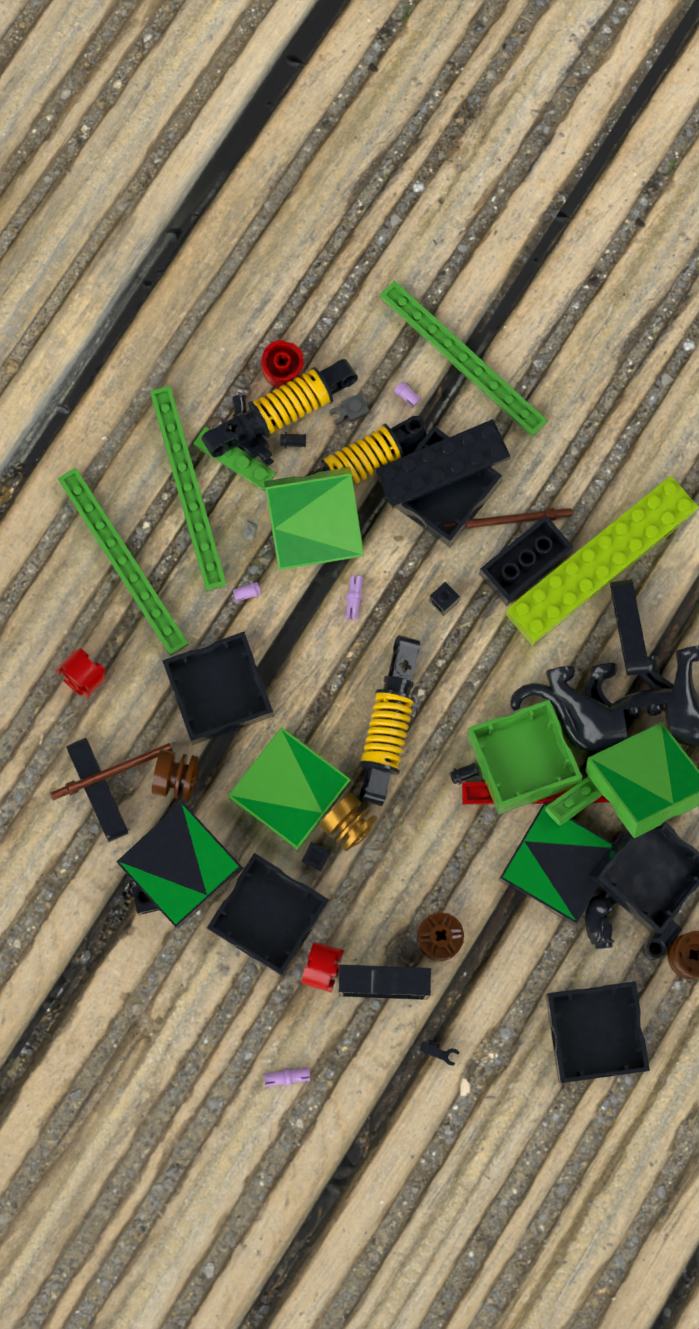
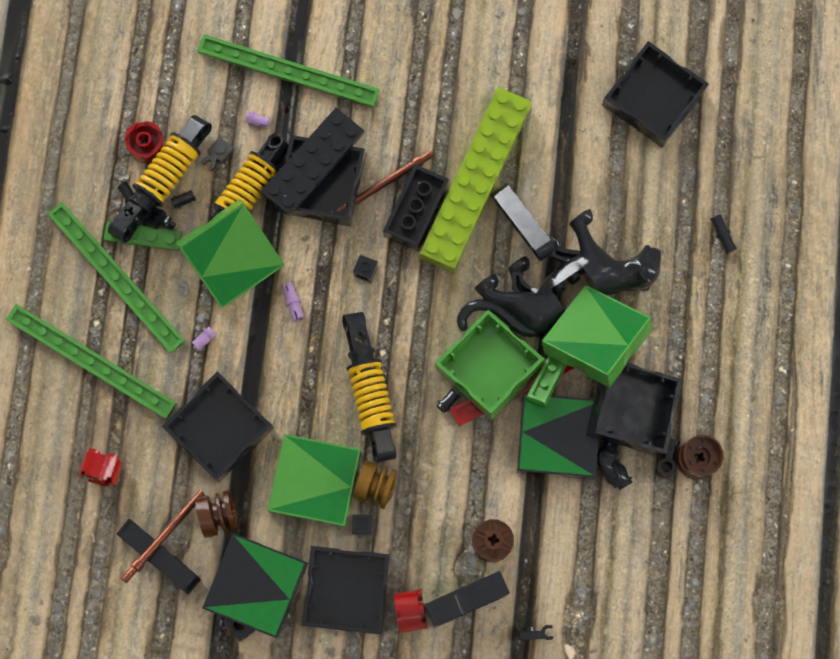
camera: 25 degrees left, 0 degrees up
(597, 1032) = (653, 556): black tile -> none

